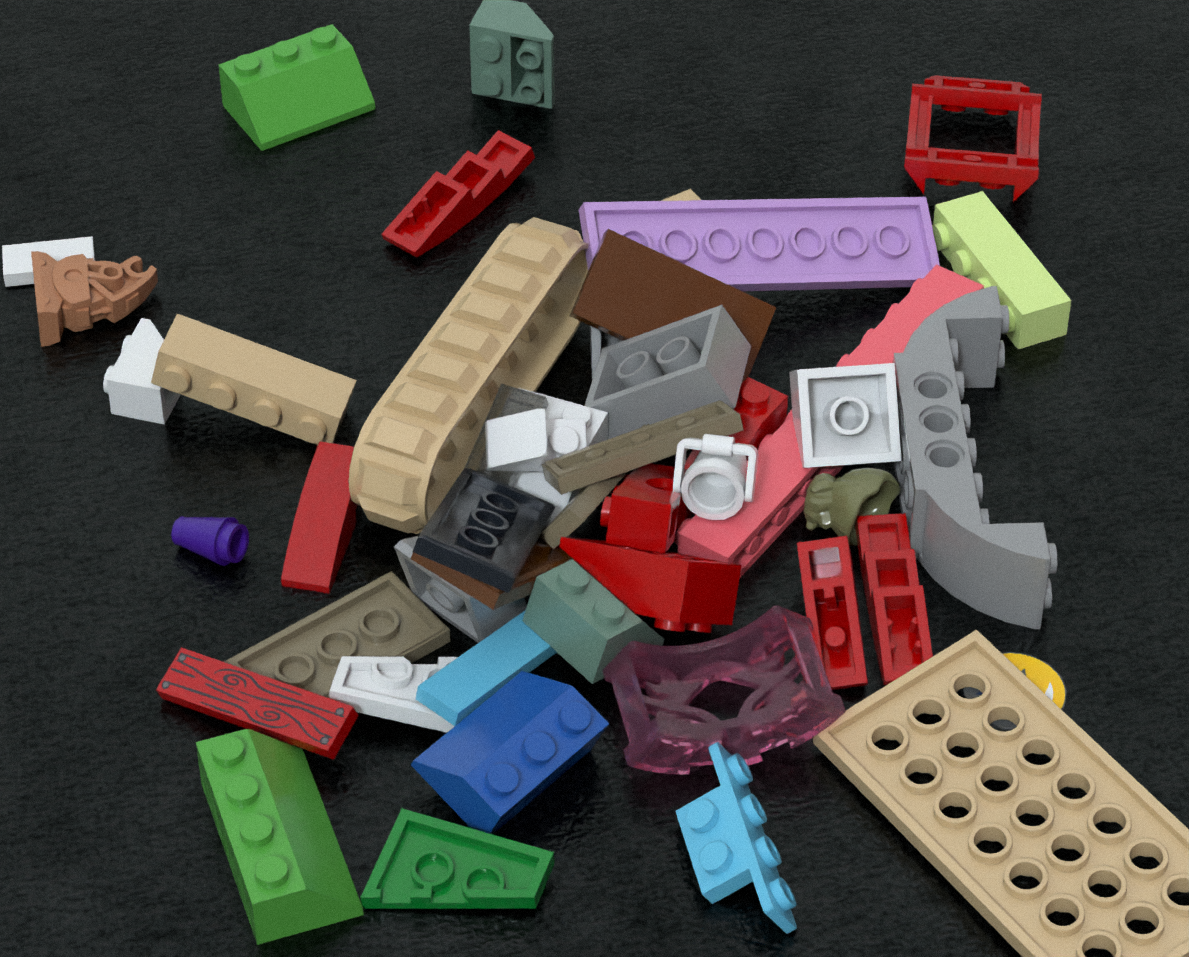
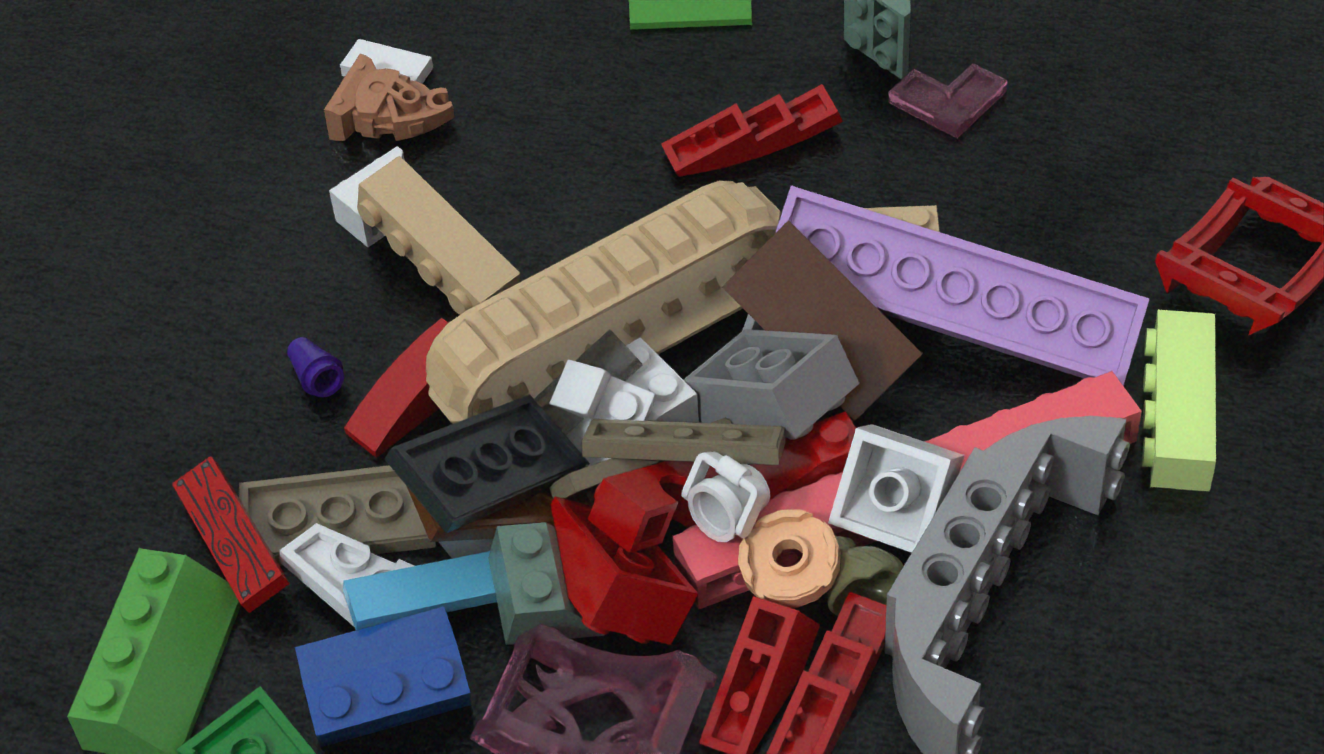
camera: 35 degrees right, 5 degrees up
(615, 115) = (951, 106): none -> clear pink tile
(791, 479) = (794, 584): none -> light nougat tile

